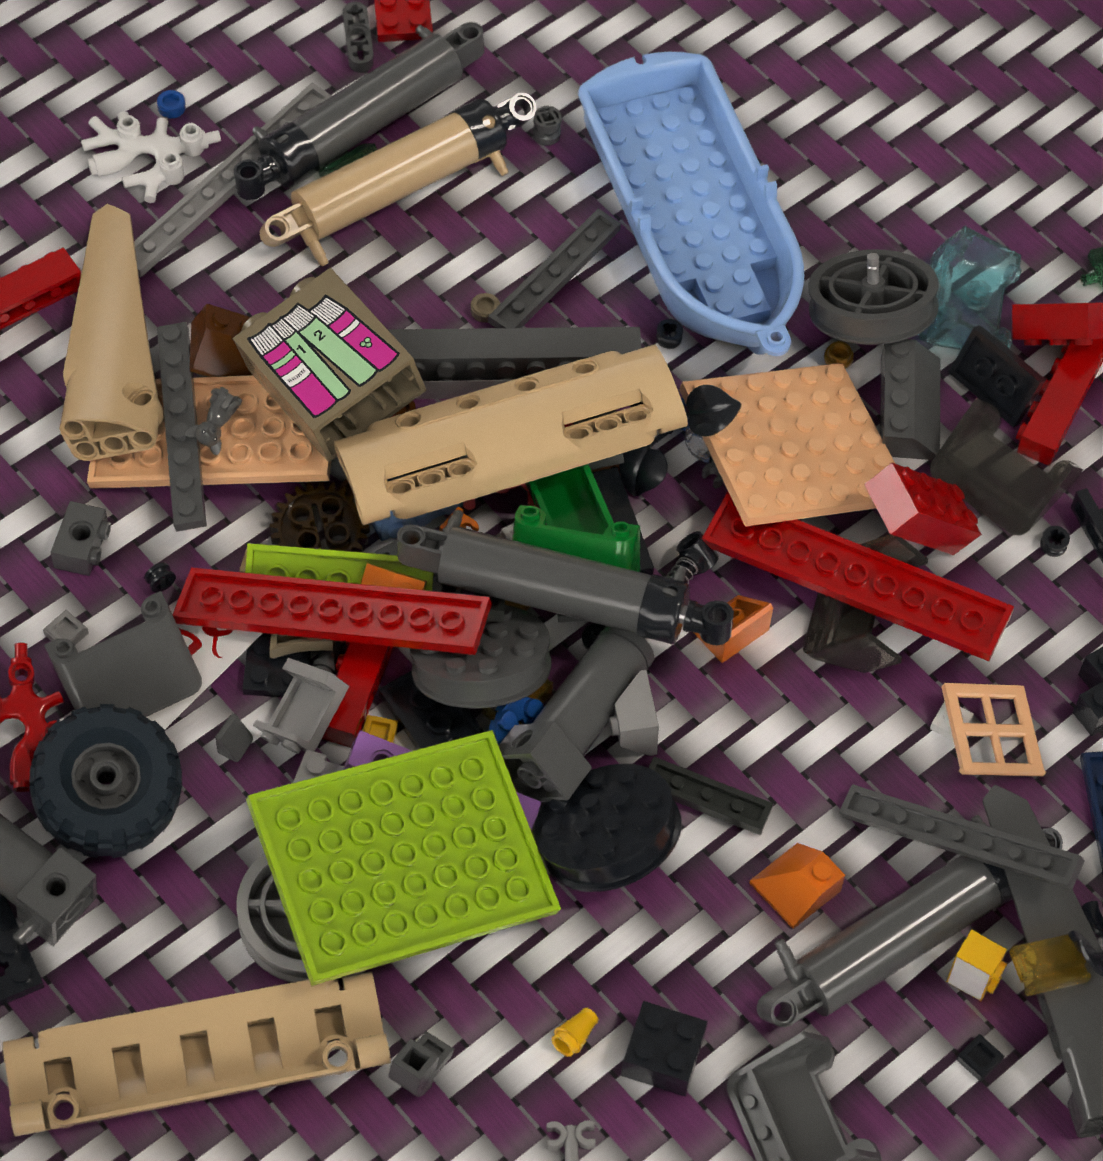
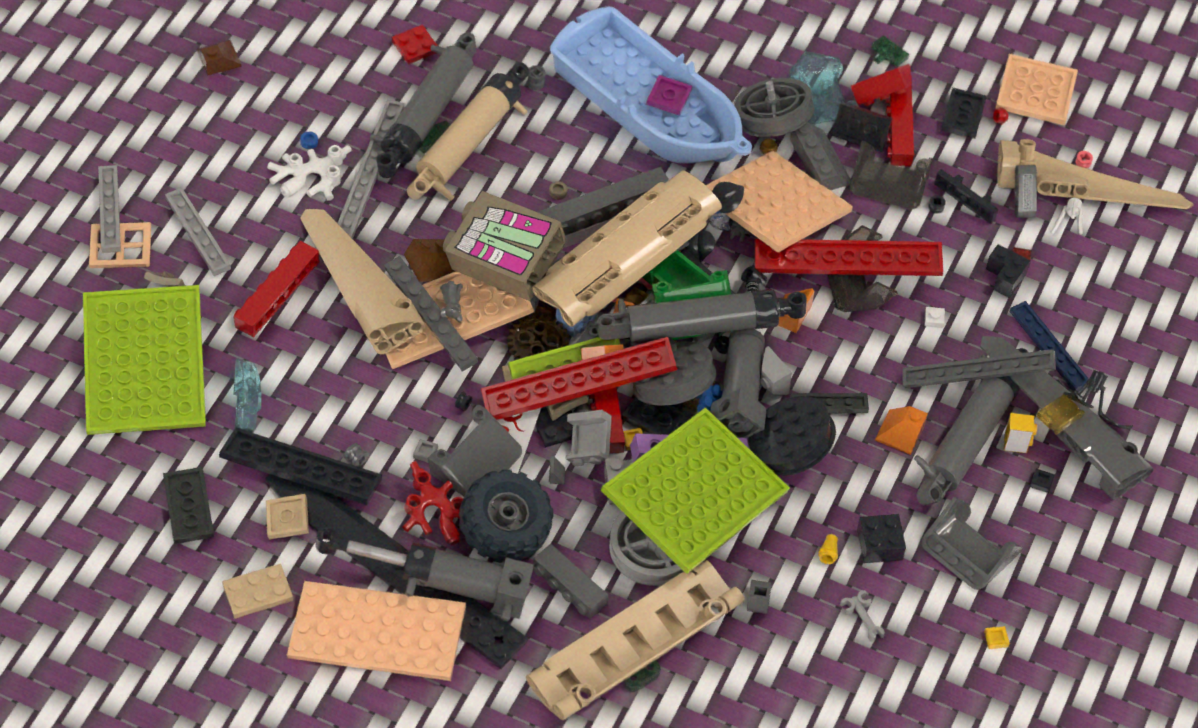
camera: 25 degrees left, 5 degrees down
(80, 522) = (406, 387): dark grey brick -> none
(153, 920) = (570, 581): none -> dark grey brick
(179, 1118) = (644, 677): none -> clear green plate
(354, 46) = (396, 71): dark grey beam -> none
(504, 512) = (636, 296): none -> pearl gold tile
(555, 271) = (587, 156): dark grey plate -> none
(668, 341) = (669, 163): black bush -> none
(721, 221) = (669, 95): none -> magenta plate
(923, 509) = (866, 208): red brick -> none
(1023, 730) = (944, 318): light nougat window -> none

